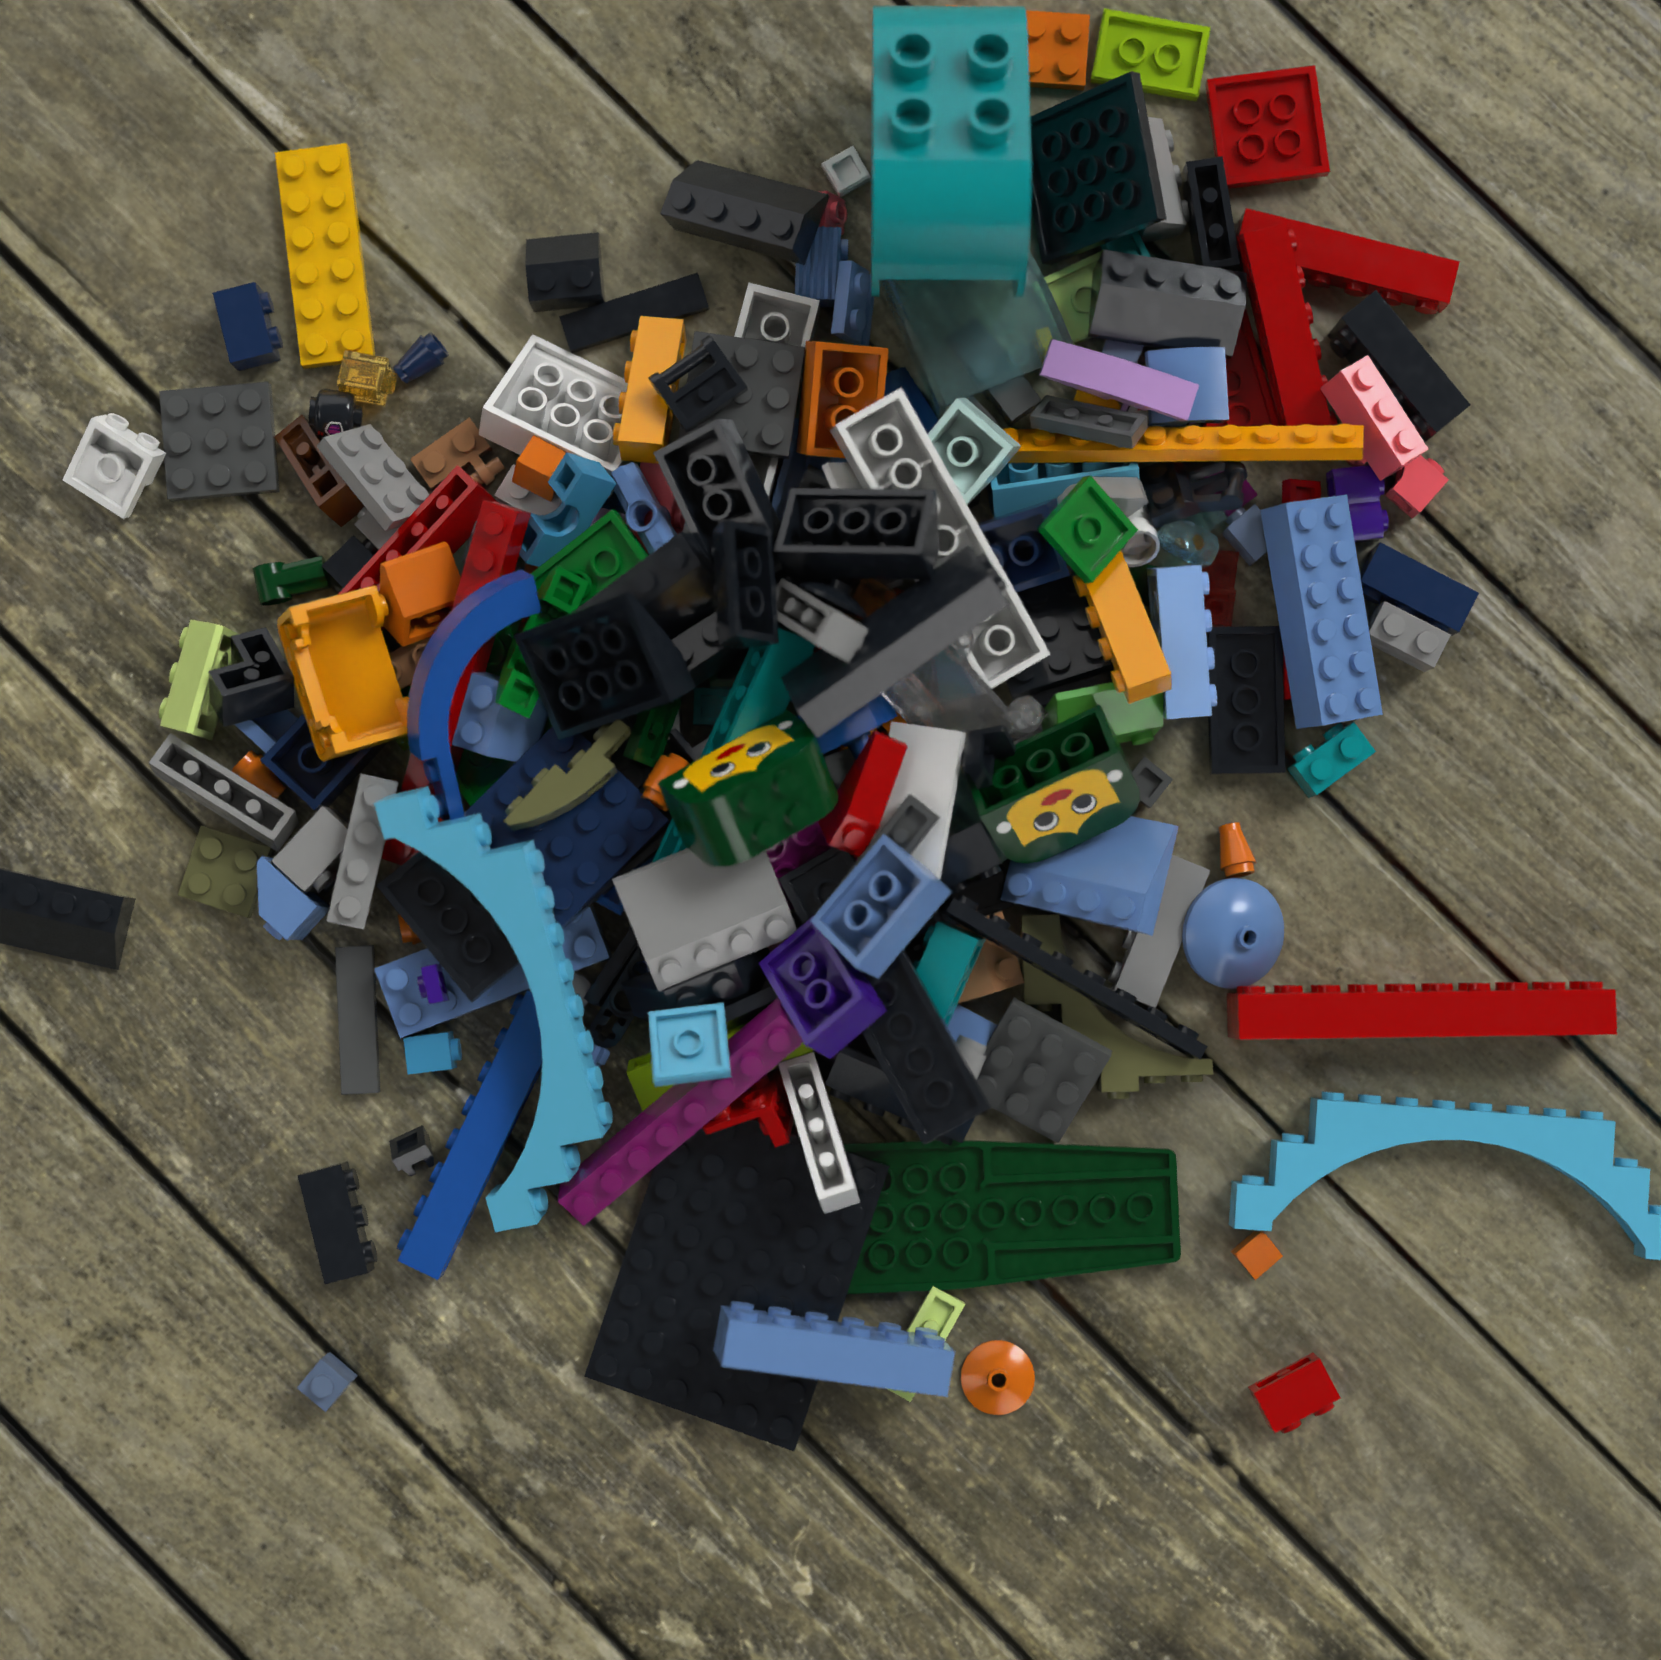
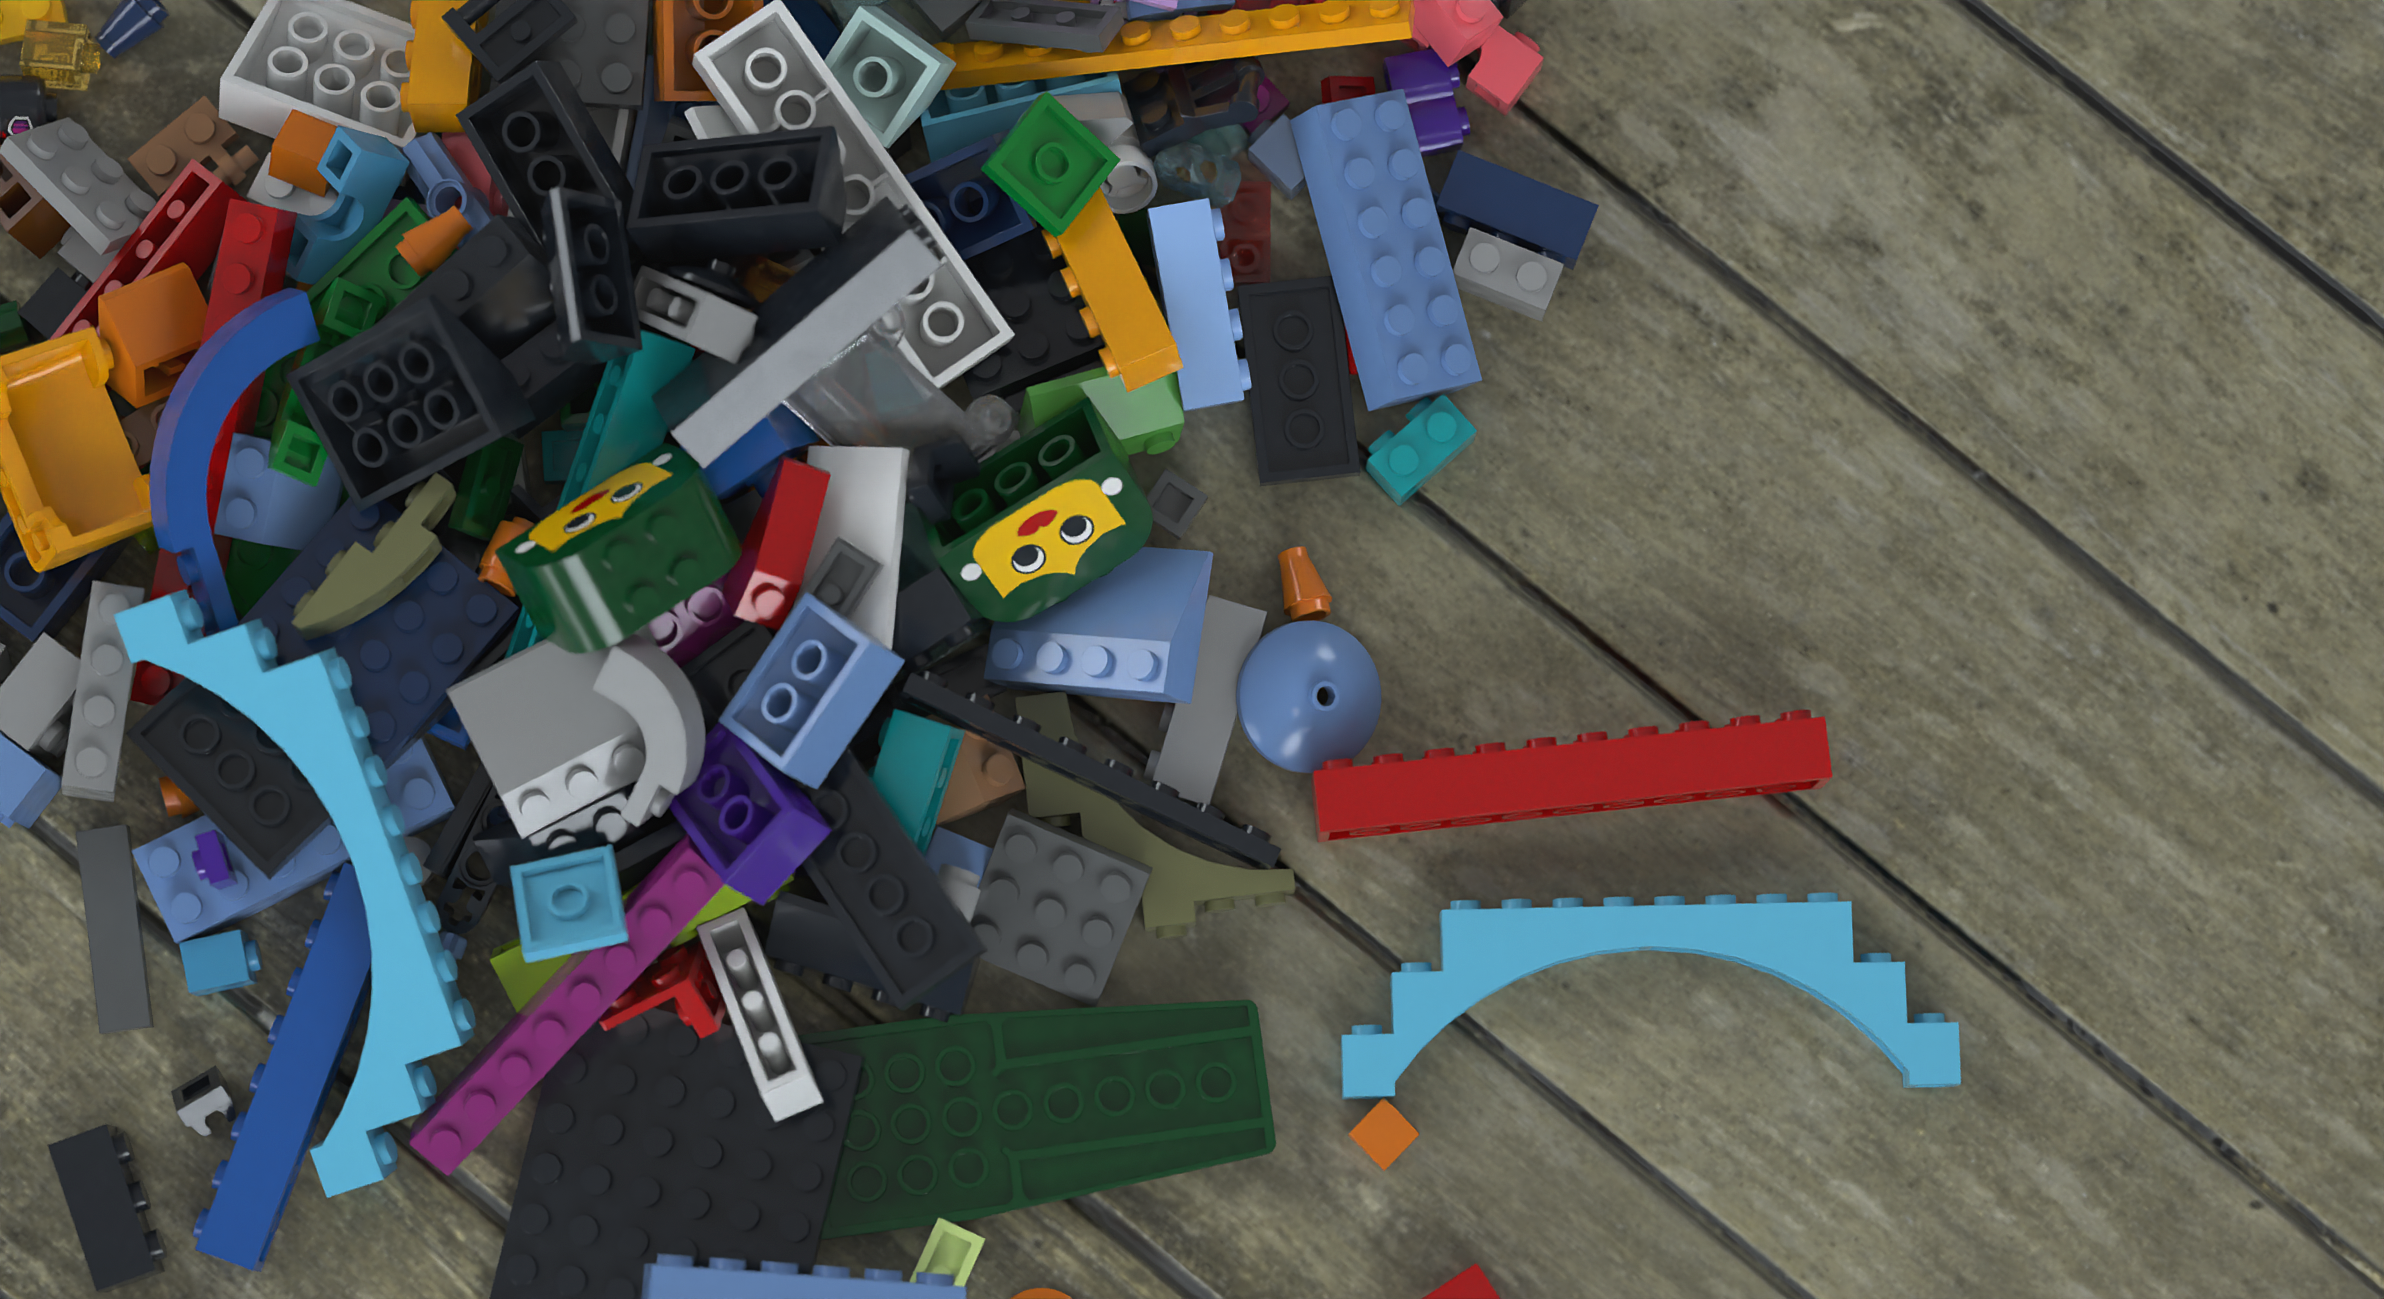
camera: 10 degrees left, 5 degrees down
(628, 546) = (433, 241): none -> orange cone
(774, 913) = (669, 716): none -> light grey arch

